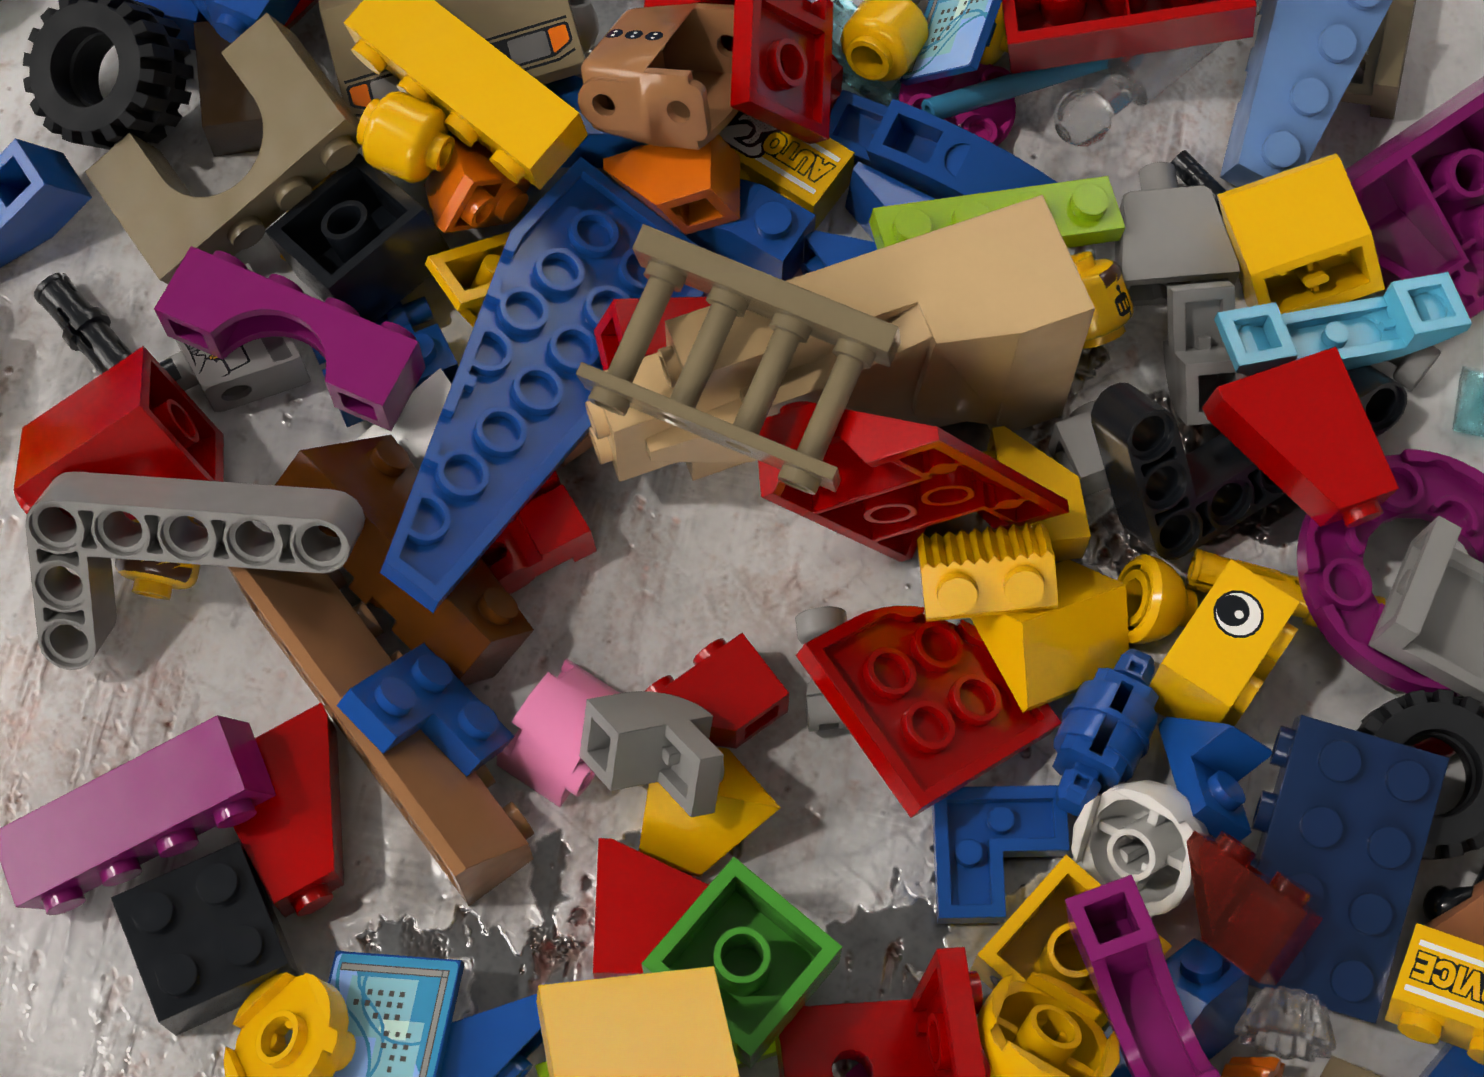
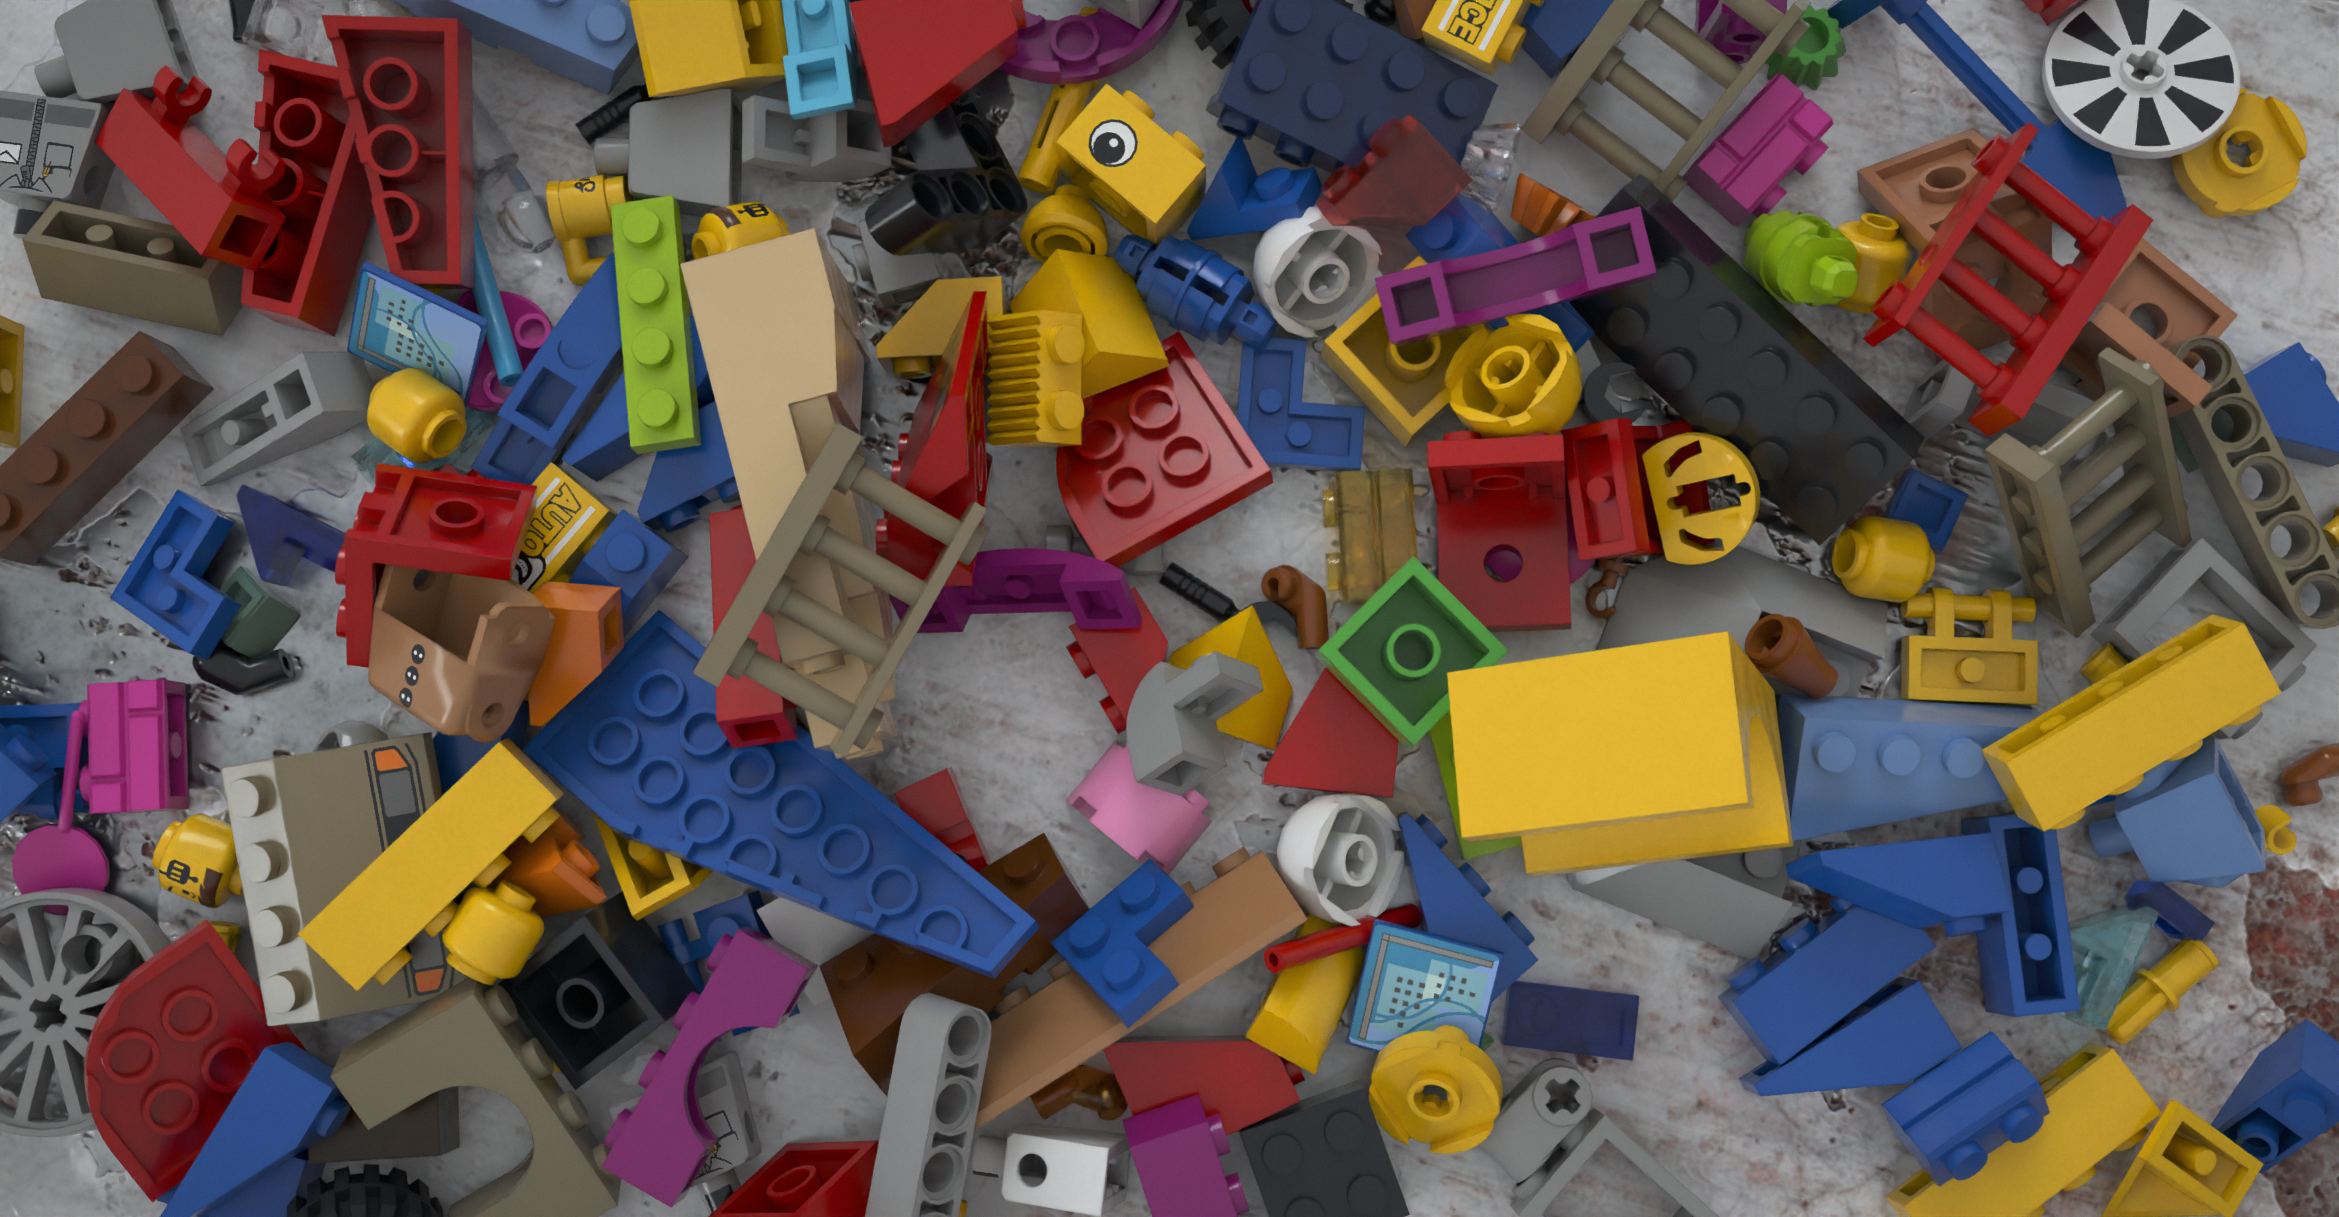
camera: 80 degrees left, 15 degrees up
(200, 666) = (1083, 1173): none -> white torso
(285, 692) = (1084, 1087): none -> clear orange arm
(385, 903) = (1307, 1003): none -> yellow brick
(440, 920) = (1334, 939): none -> red piece
(525, 926) = (1341, 857): none -> white cylinder
(781, 582) = (1035, 583): none -> magenta slope
(783, 791) = (1218, 604): none -> black piece
(801, 867) = (1303, 600): none -> dark orange arm
(881, 935) = (1372, 530): none -> clear yellow brick
(1096, 153) = (582, 211): none -> yellow piece

